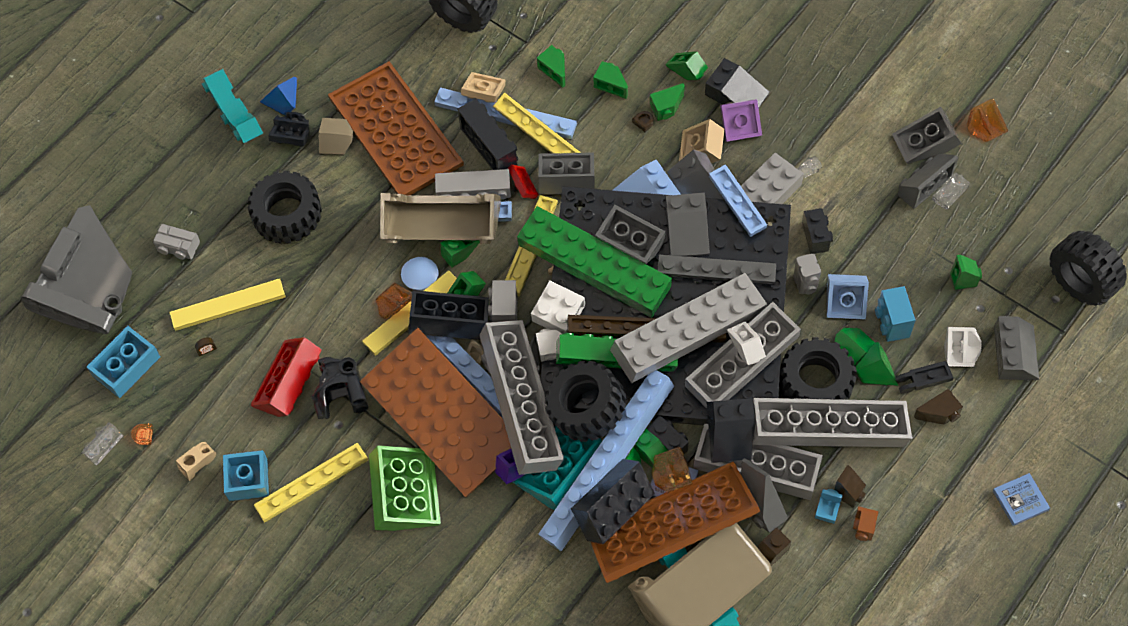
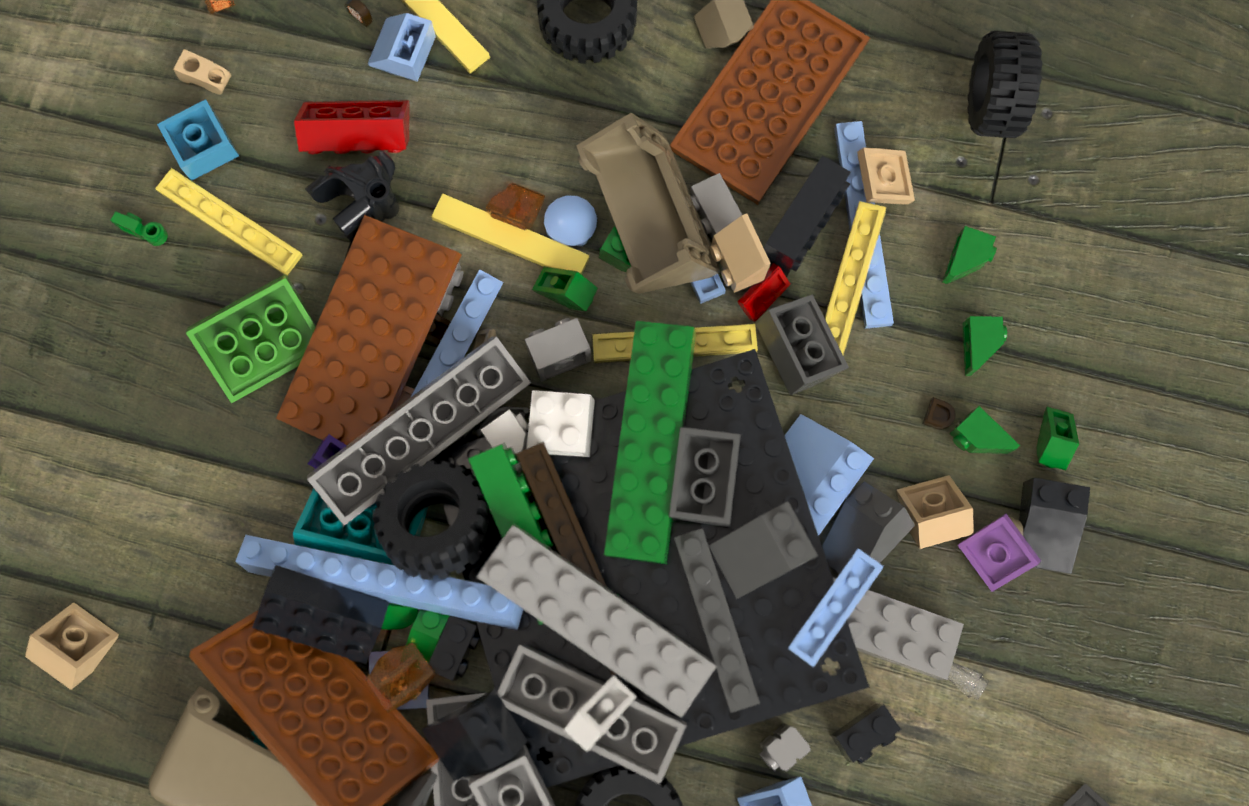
camera: 60 degrees right, 15 degrees up
(246, 326) = (403, 45): none -> light blue slope
(284, 542) = (152, 232): none -> green plate
(448, 314) = (511, 282): black brick -> none
(497, 175) = (740, 254): none -> tan slope

